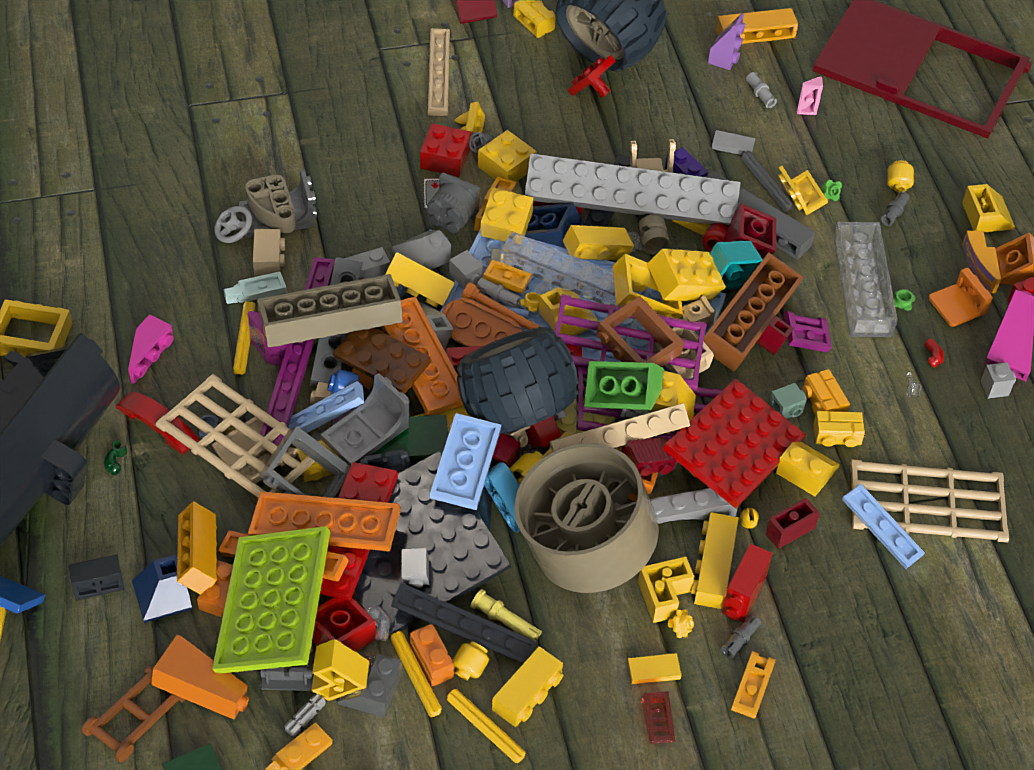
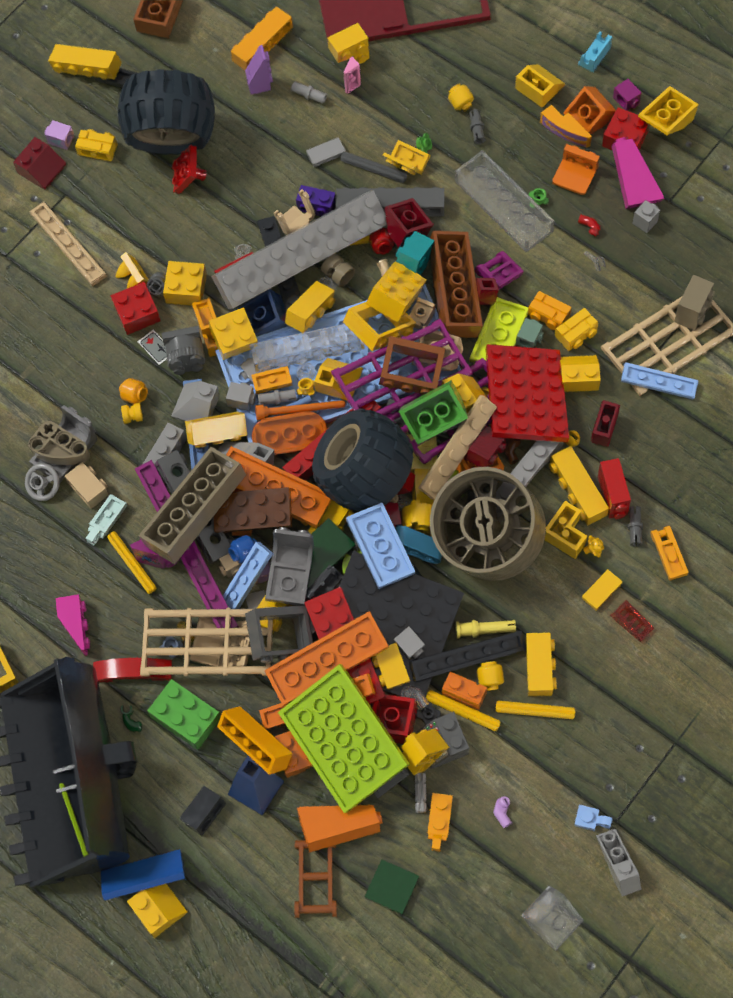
camera: 30 degrees left, 15 degrees up
(161, 485) = (184, 714): none -> bright green brick
(362, 225) = (132, 413): none -> yellow wheel
(379, 209) = (133, 391): none -> light orange head
(379, 577) = (391, 667): none -> yellow brick
(384, 646) = (433, 713): none -> black plate
(683, 480) = (510, 450): none -> reddish brown arm
(766, 376) = (499, 327): none -> neon yellow tile
(833, 69) = (349, 43): none -> yellow brick
(978, 477) = (695, 302): none -> dark tan brick

